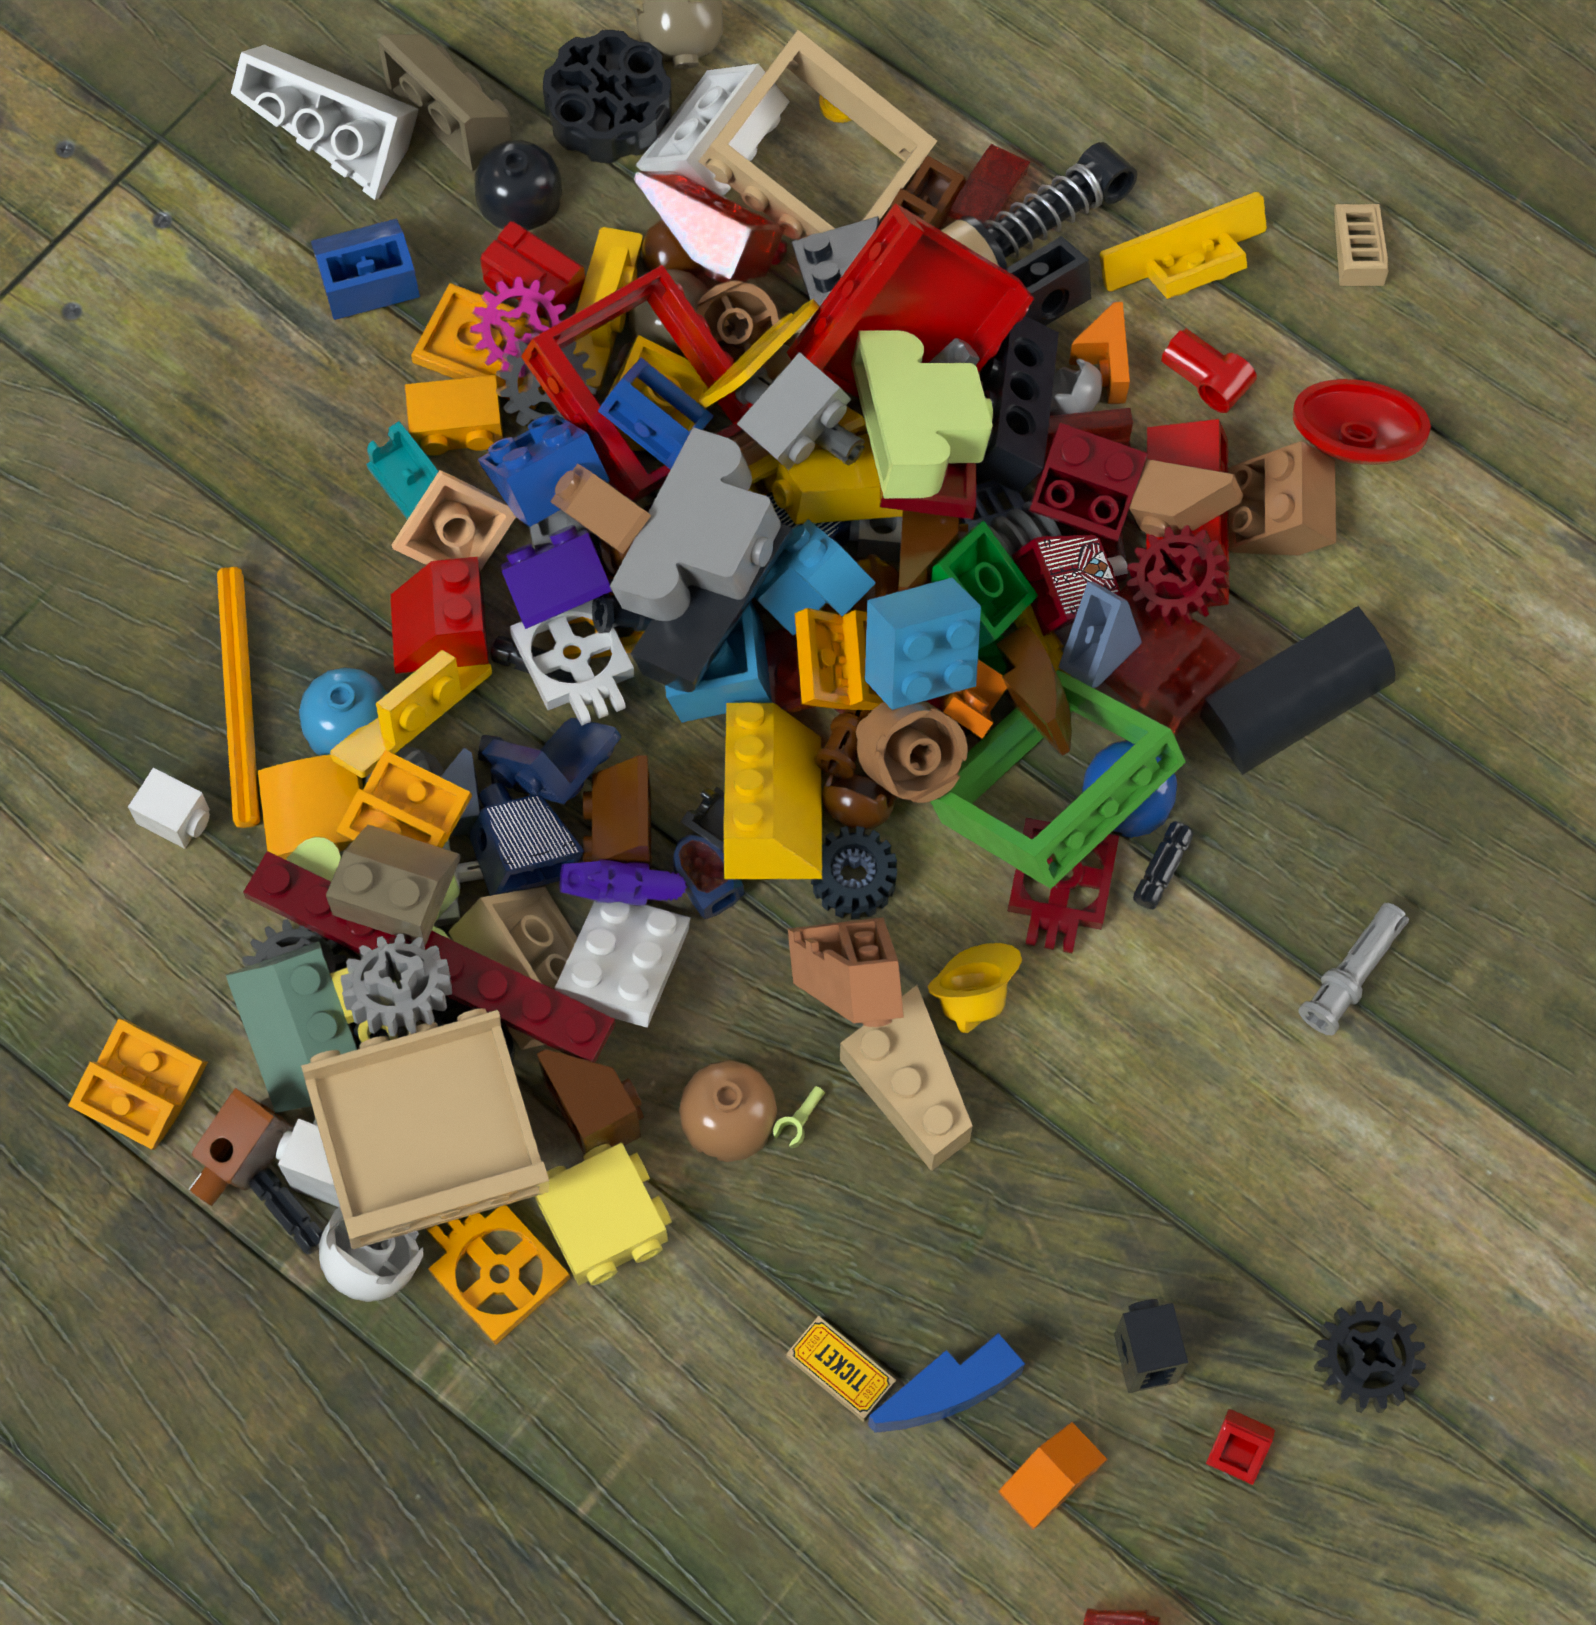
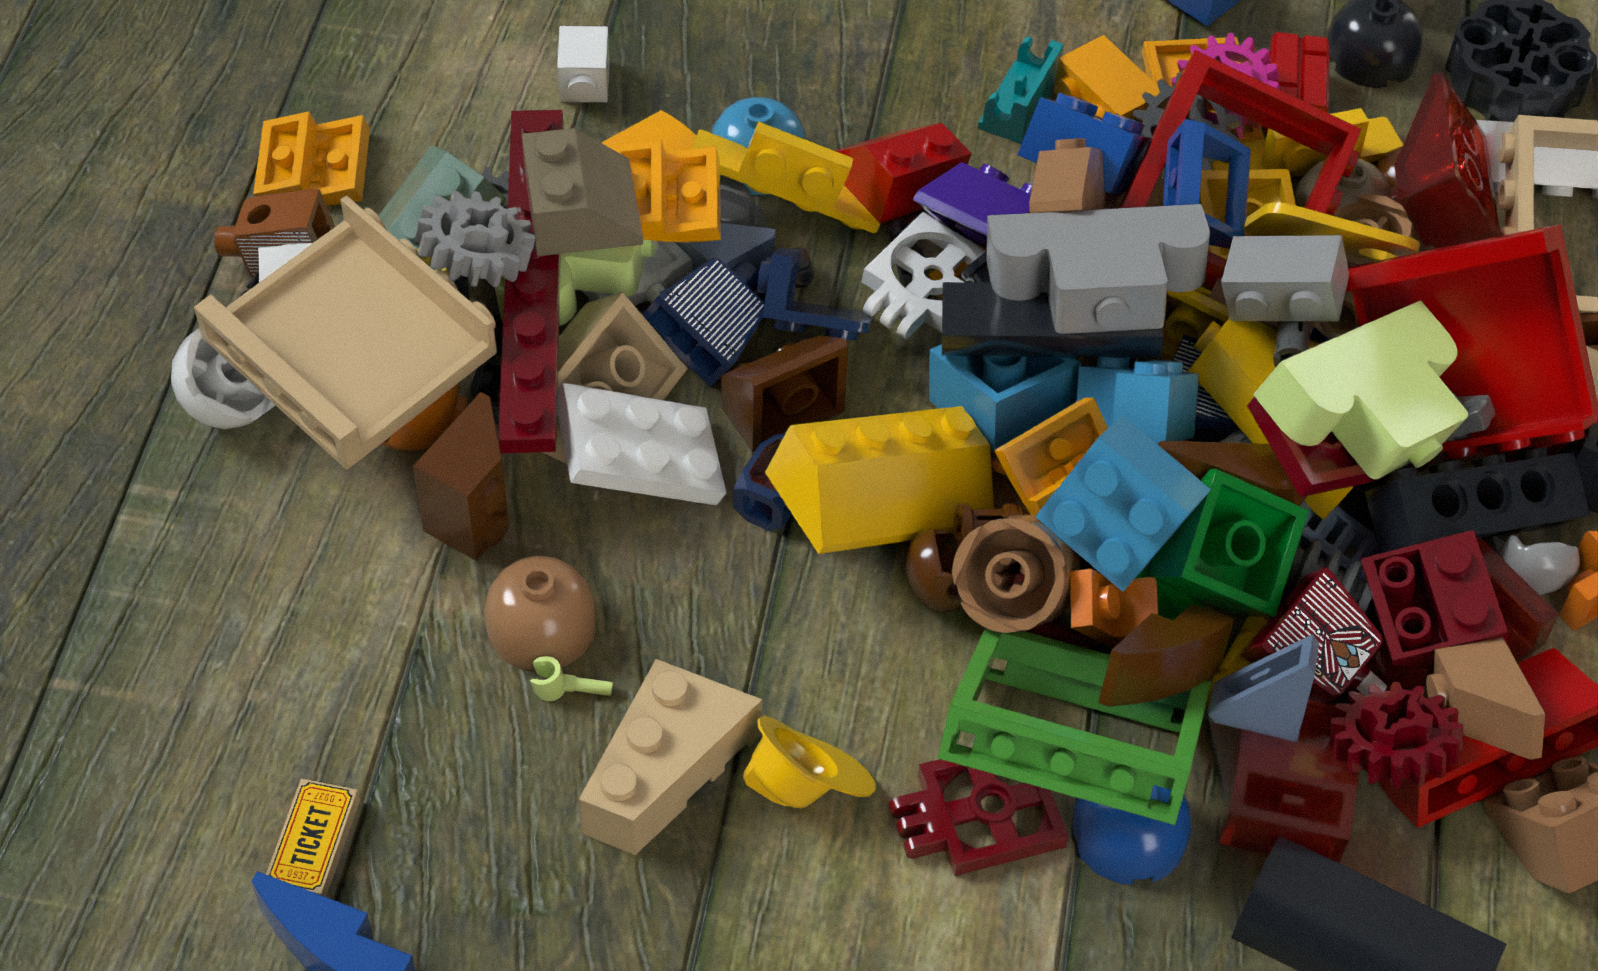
camera: 60 degrees right, 15 degrees down
(238, 698) = (726, 68): light orange axle -> none
(454, 523) = (988, 116): light nougat slope -> none
(468, 1239) = (288, 465): light orange piece -> none
(603, 1213) = (364, 546): light yellow brick -> none
(619, 882) = (715, 403): dark purple hinge -> none
(849, 969) = (743, 635): nougat wedge -> none
(856, 850) = (868, 583): black bush -> none
(1163, 865) = (1066, 898): black axle -> none

